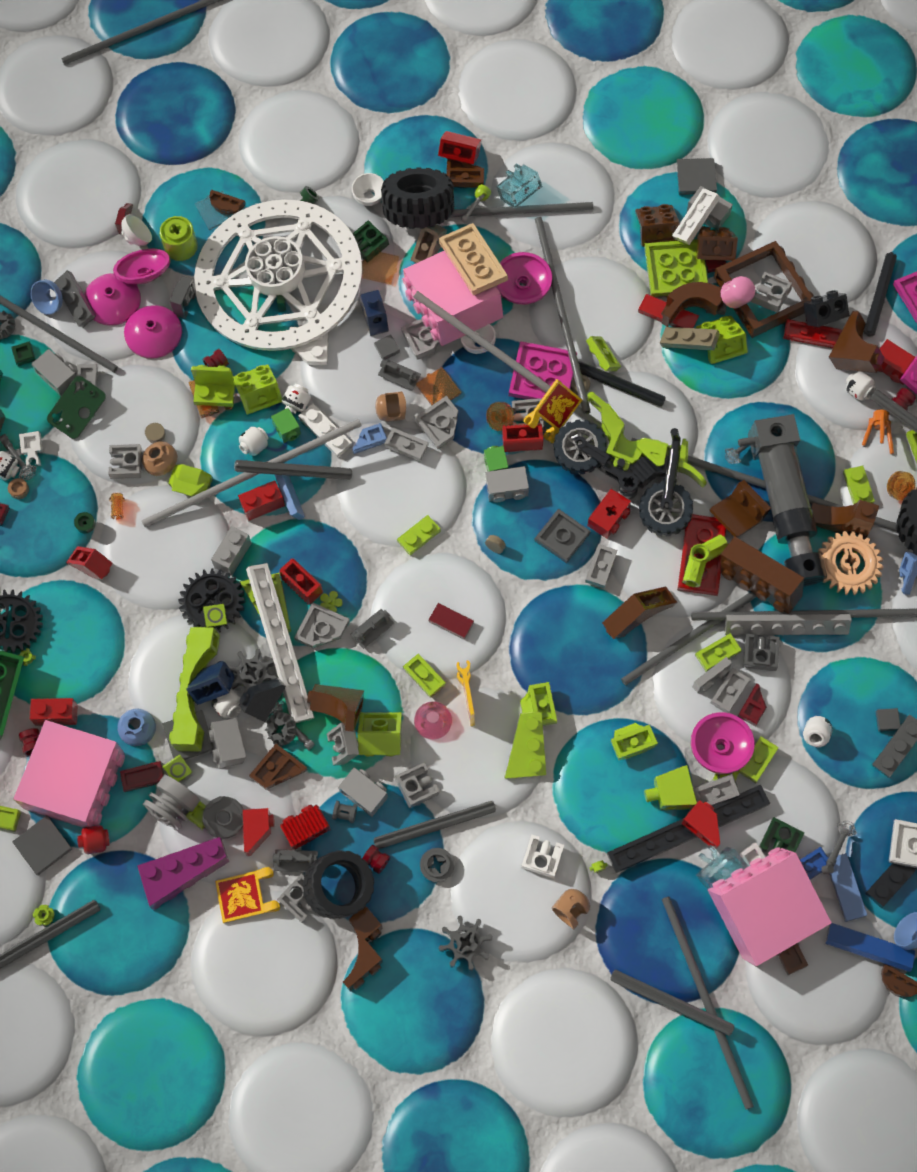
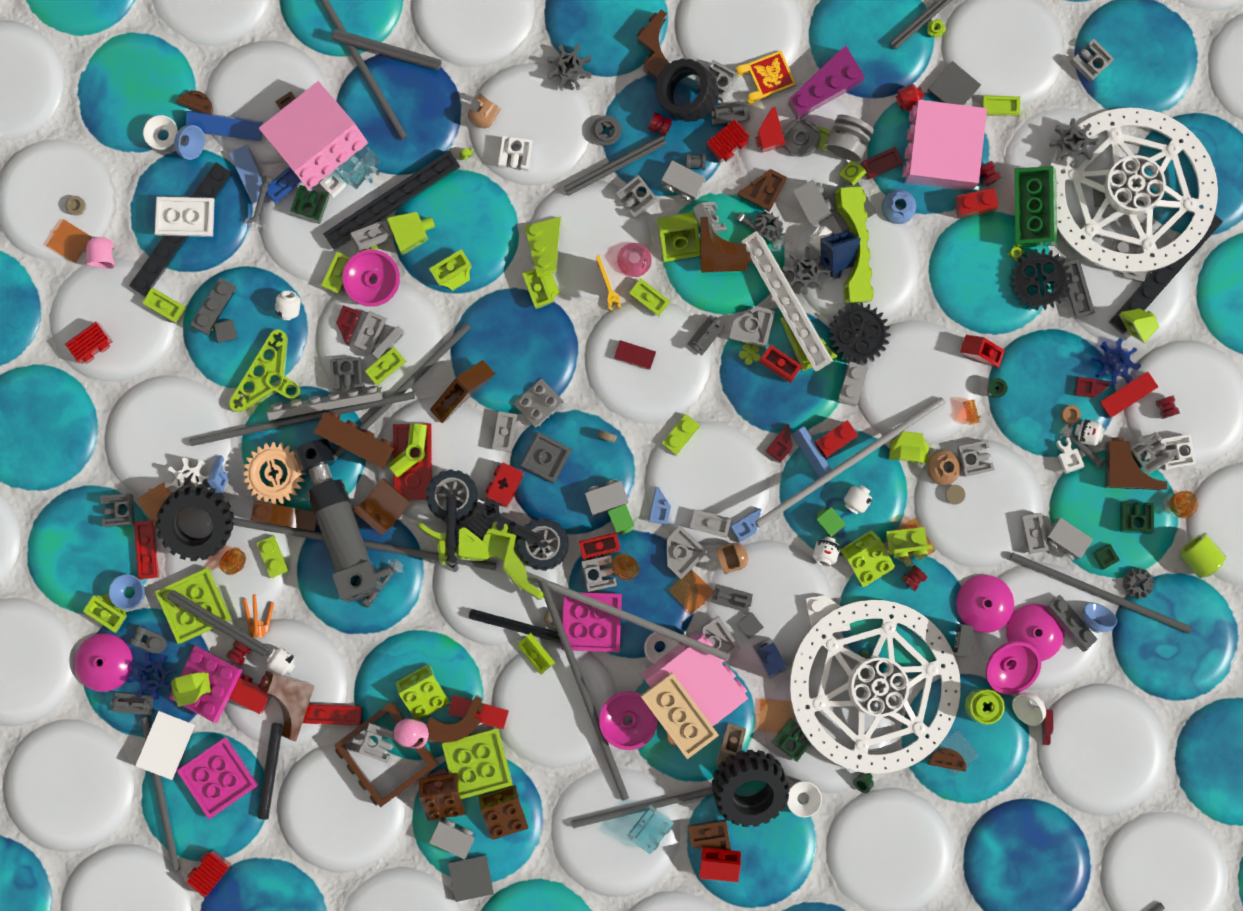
camera: 170 degrees right, 15 degrees up
(71, 405) = (1042, 506): dark green axle -> none
(215, 615) = (851, 314): lime tile -> none
(262, 698) = (790, 243): black slope -> none
(293, 469) = (812, 470): dark grey axle -> none
(318, 508) = (781, 445): none -> dark red tile
(321, 425) = (794, 528): white plate -> none
(454, 468) = (660, 508): none -> medium blue tile
(482, 194) = (687, 815): hinge -> none
(554, 408) = (573, 573): flag -> none
(560, 588) = (538, 403): none -> light grey hinge
(689, 338) = (453, 681): dark tan plate -> none
(696, 216) = (464, 818): white plate -> none
(703, 823) = (379, 201): red slope -> none
(826, 309) = (321, 736): black brick -> none
(853, 658) = (271, 367): none -> lime beam

